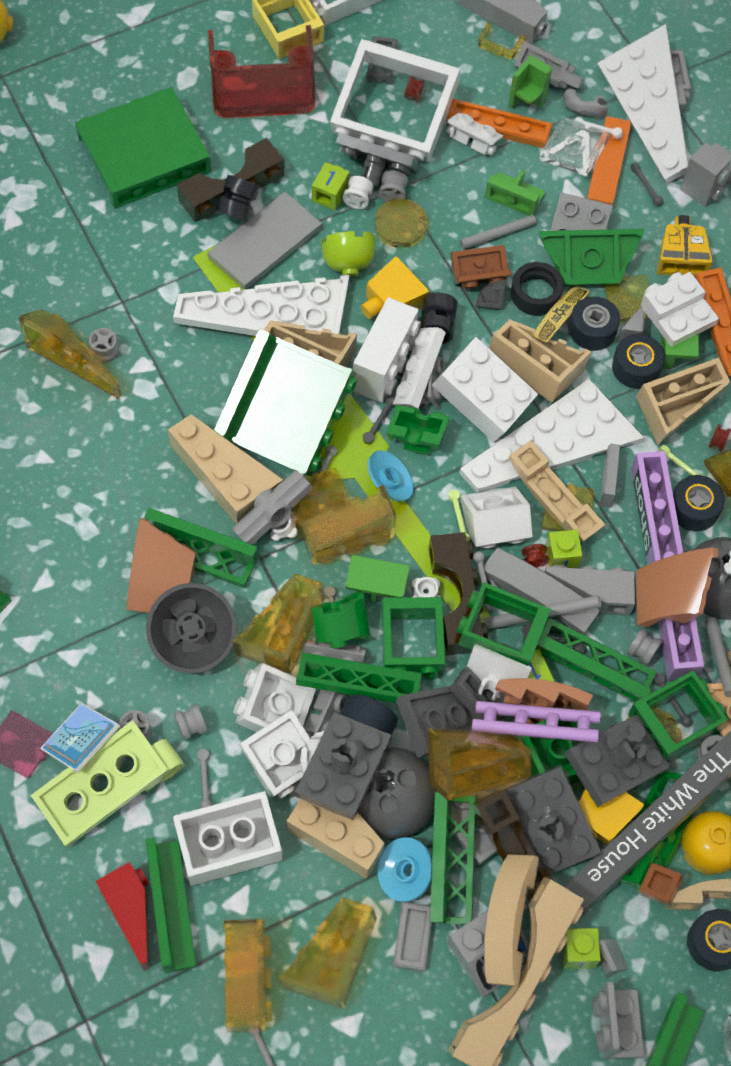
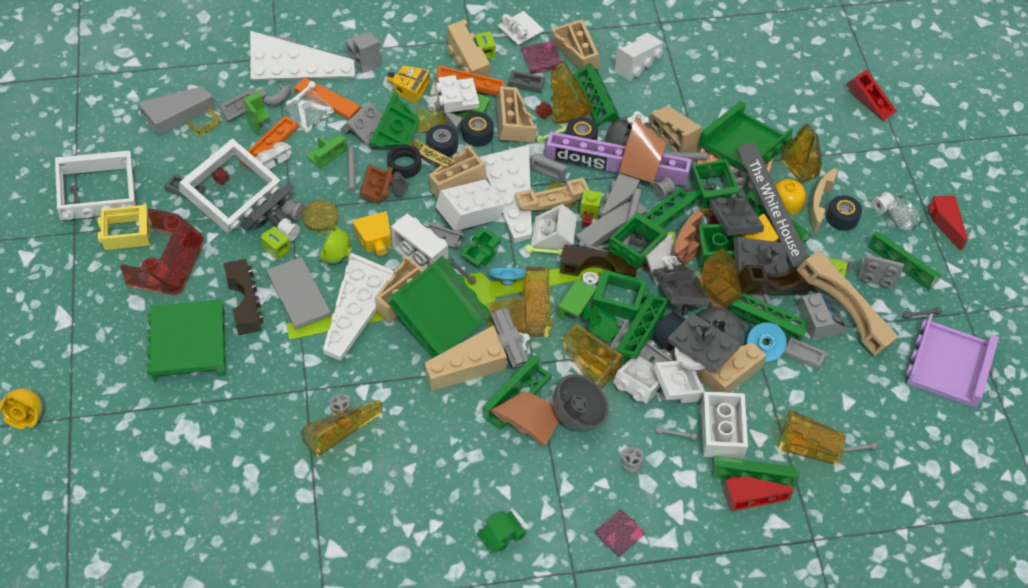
camera: 70 degrees left, 10 degrees down
(79, 737) = (632, 489): piece -> none
(151, 766) = (664, 452): yellowish green hinge -> none
(190, 722) = (638, 427): light grey wheel -> none
(238, 198) = (274, 292): black wheel -> none
(333, 955) = (810, 390): clear yellow wedge -> none
(419, 367) = (455, 244): white plate -> none
(439, 311) = (400, 209): black wheel -> none
(505, 918) = (816, 292): tan slope -> none
(552, 717) = (705, 250): lavender bar -> none
(657, 200) = (337, 87): dark grey hinge -> none
(661, 884) = (810, 222): dark orange tile -> none

